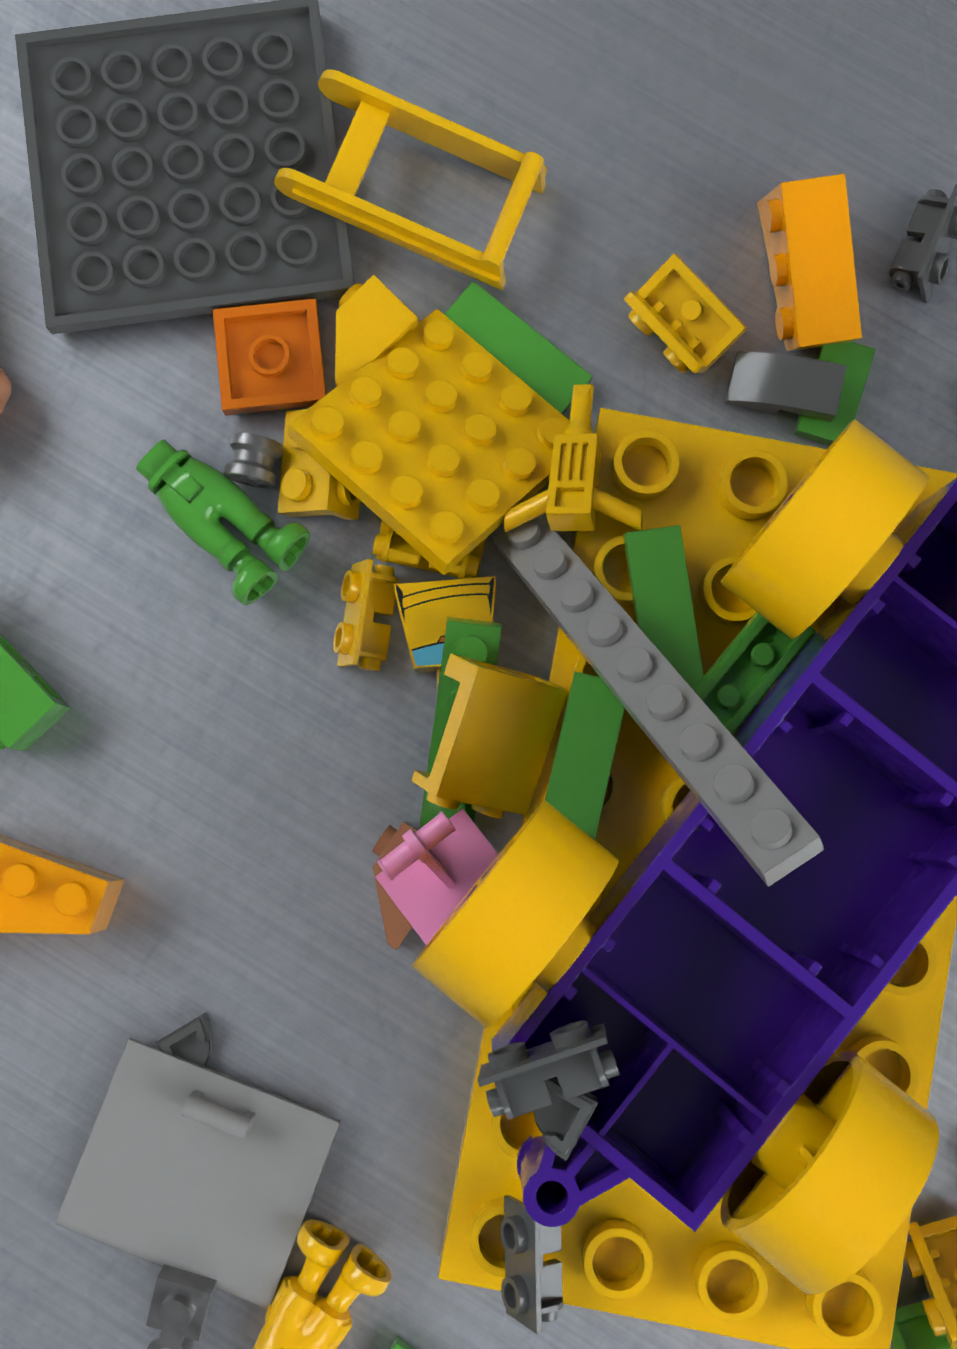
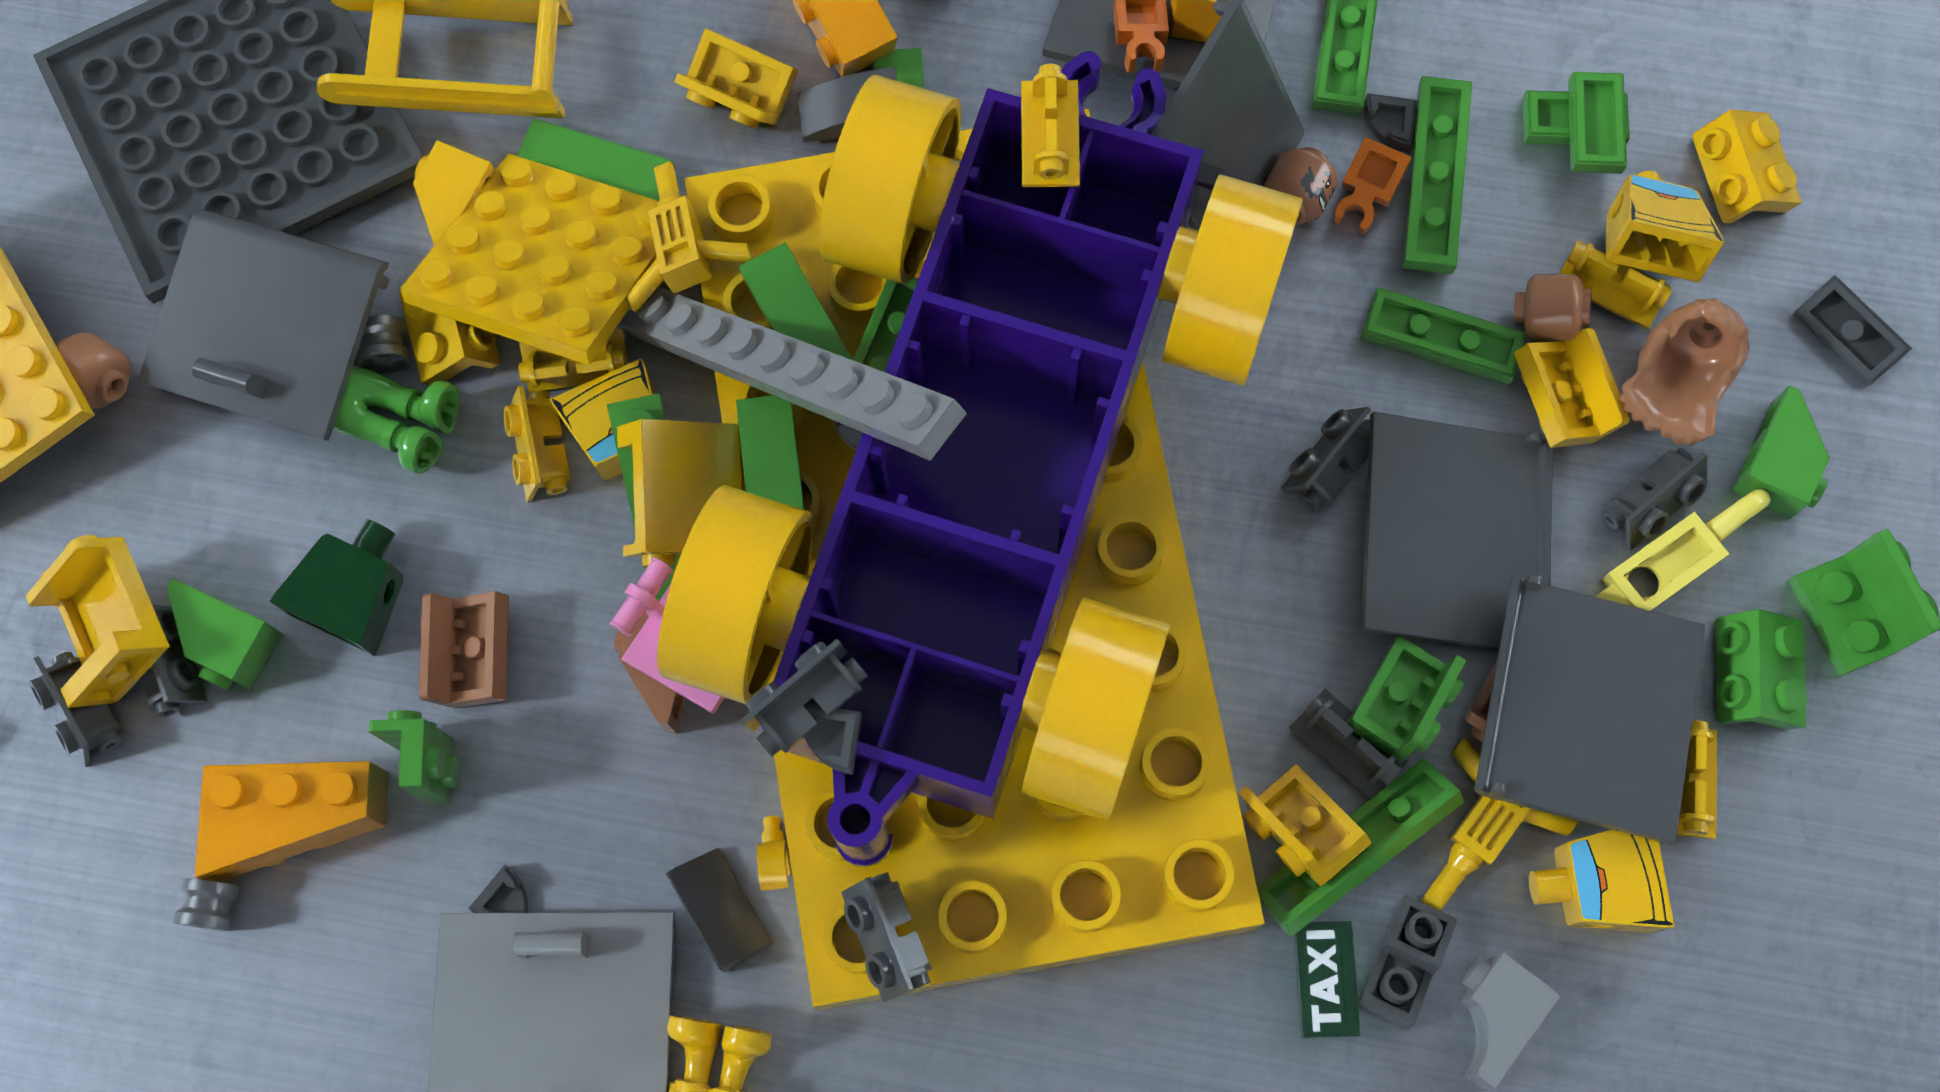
camera: 20 degrees left, 10 degrees down
(140, 693) = (345, 587): none -> dark green torso
(148, 400) = (262, 322): none -> dark grey container
(163, 895) = (426, 755): none -> bright green bracket
(232, 796) = (464, 649): none -> nougat bracket
(269, 356) = (376, 228): orange plate -> none
(382, 1134) = (719, 909): none -> dark grey slope
(449, 1105) = (773, 856): none -> yellow piece

